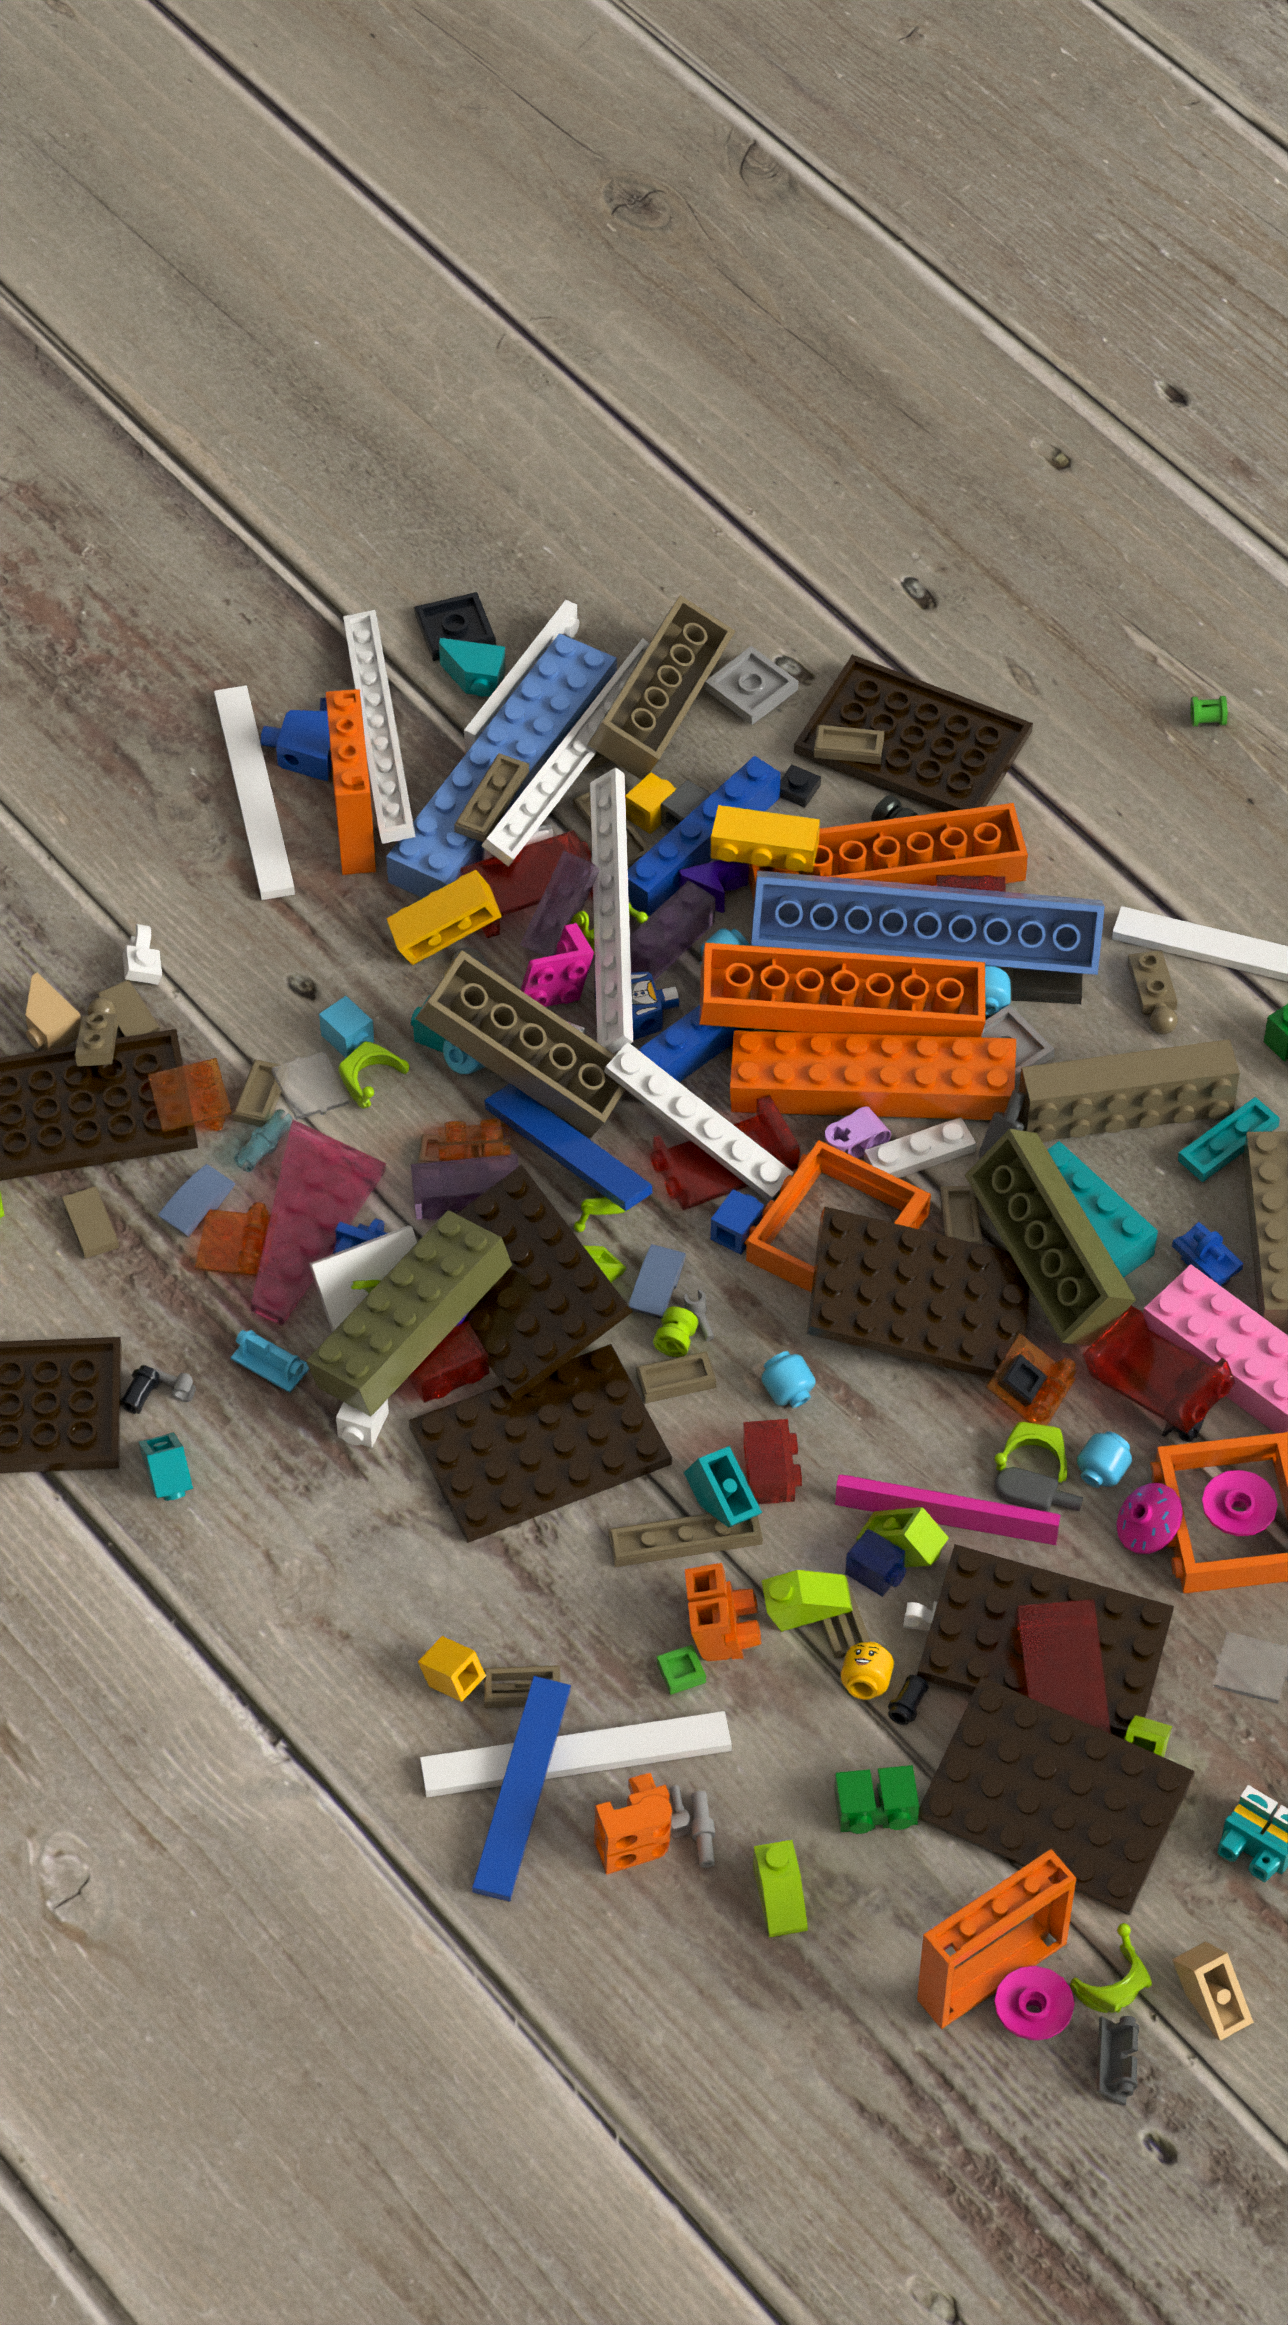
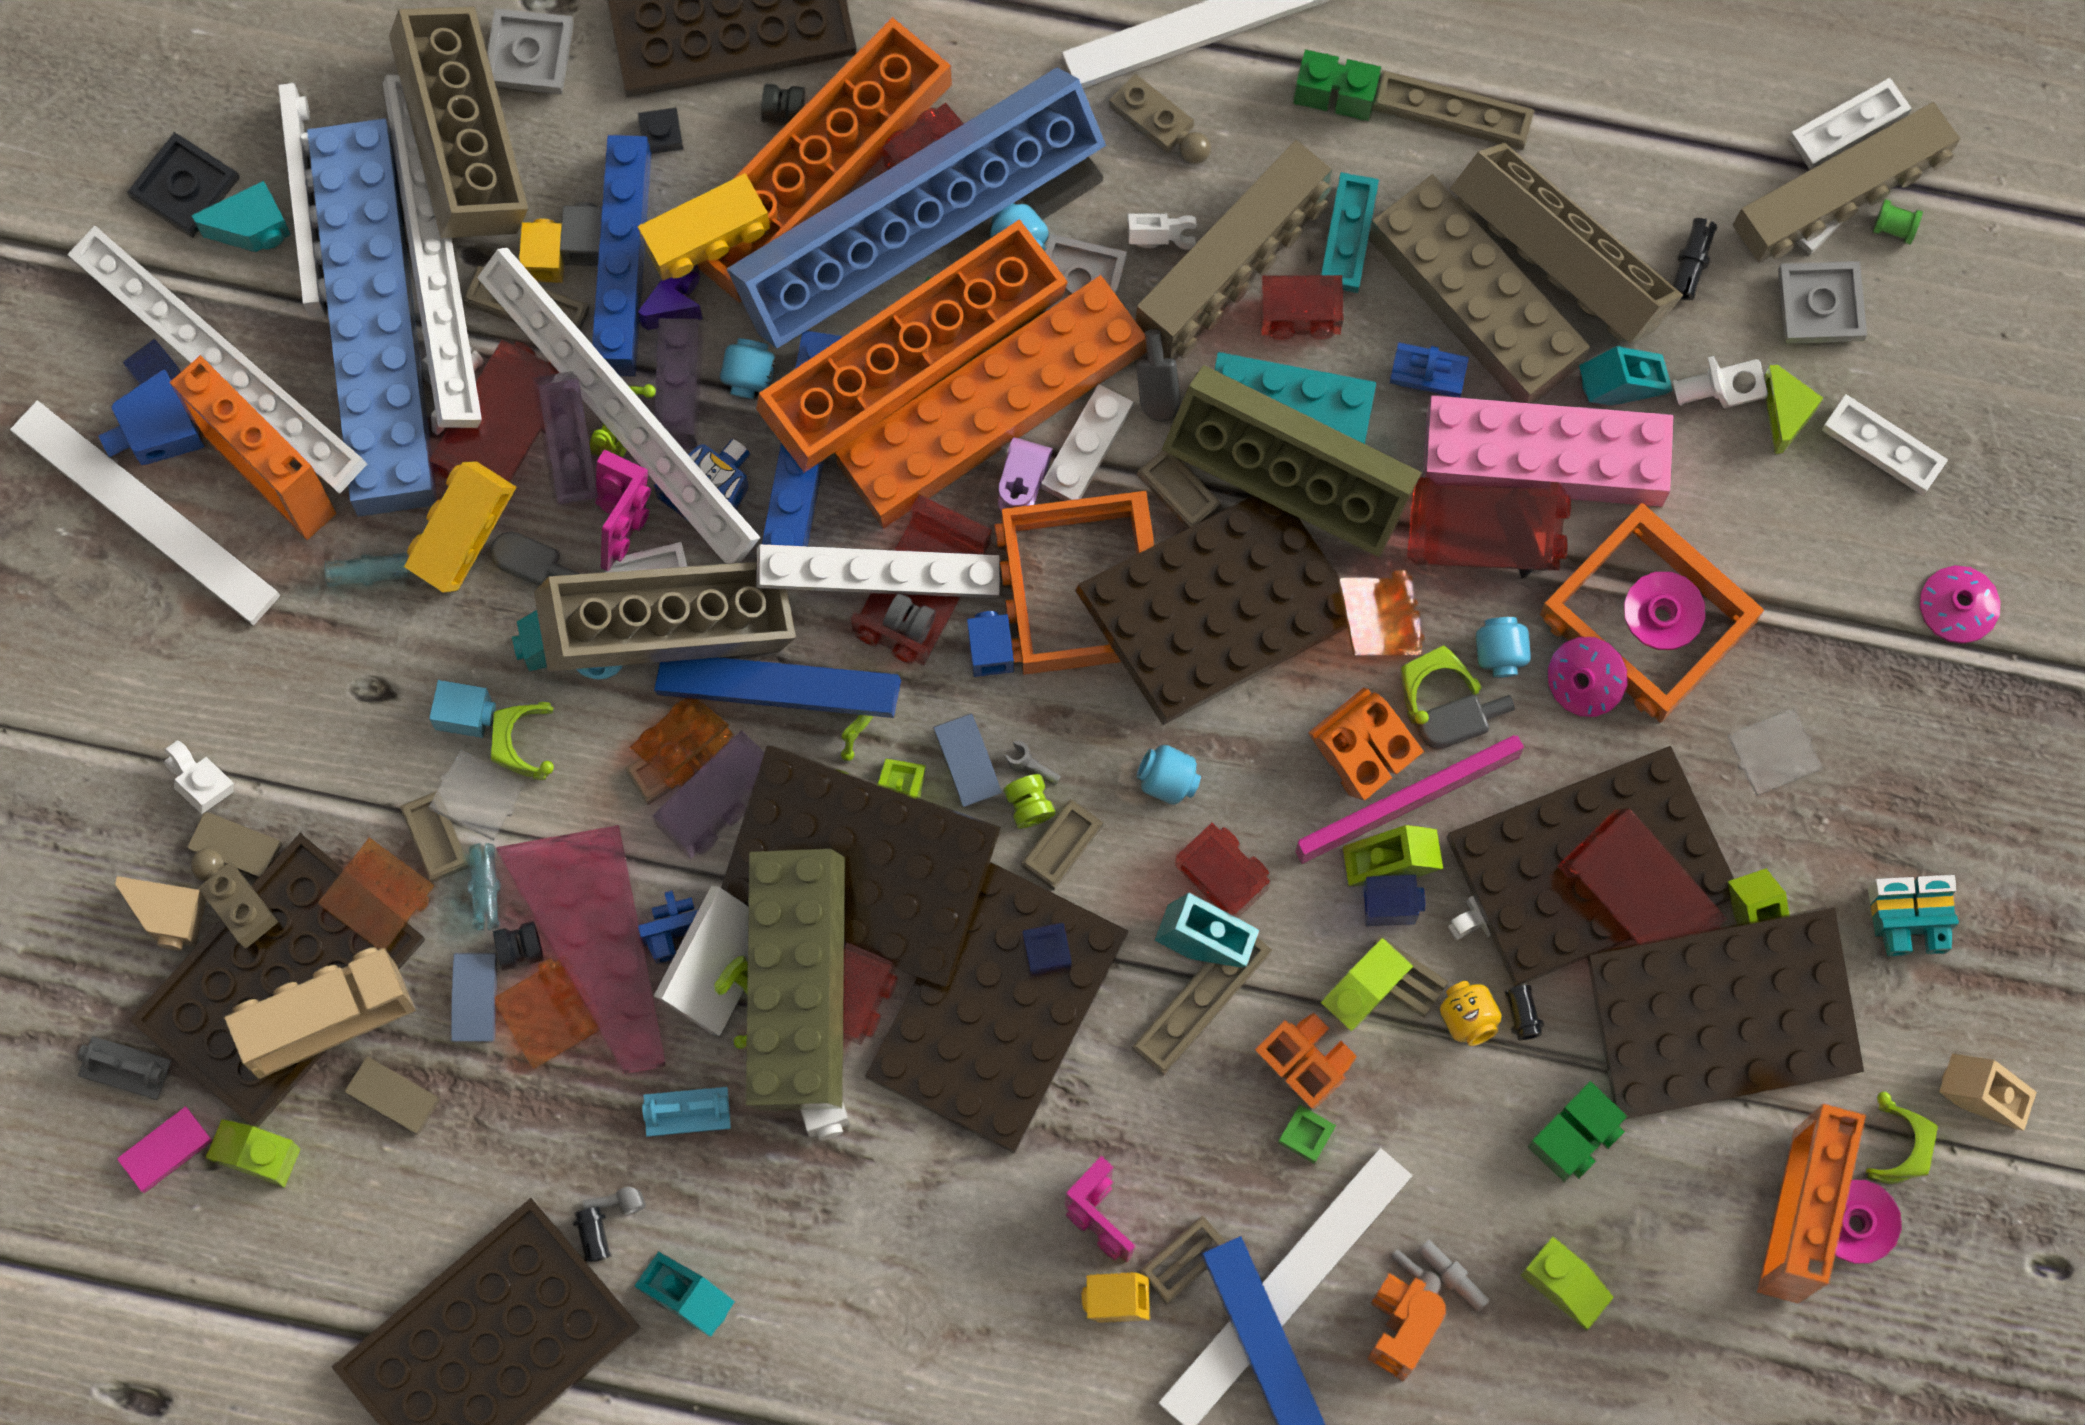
camera: 40 degrees left, 20 degrees up
(86, 1126) = (319, 1012): none -> tan piece
(252, 1187) = (509, 948): none -> black wheel
(361, 911) = (366, 569): none -> clear light blue pin
(489, 1586) = (1093, 1189): none -> dark pink bracket
(491, 797) = (402, 366): dark tan tile -> none
(602, 1423) = (1047, 948): none -> clear blue tile
(694, 1167) = (909, 619): none -> dark grey wheel
(849, 744) = (679, 55): dark tan tile -> none
(941, 1433) = (1365, 743): none -> orange hips
(1022, 1380) = (1376, 623): black tile -> none
(1082, 1046) = (1157, 229): none -> white plate
(1115, 2069) = (1974, 1235): dark grey hinge -> none
(1150, 1157) = (1301, 306): none -> clear red brick

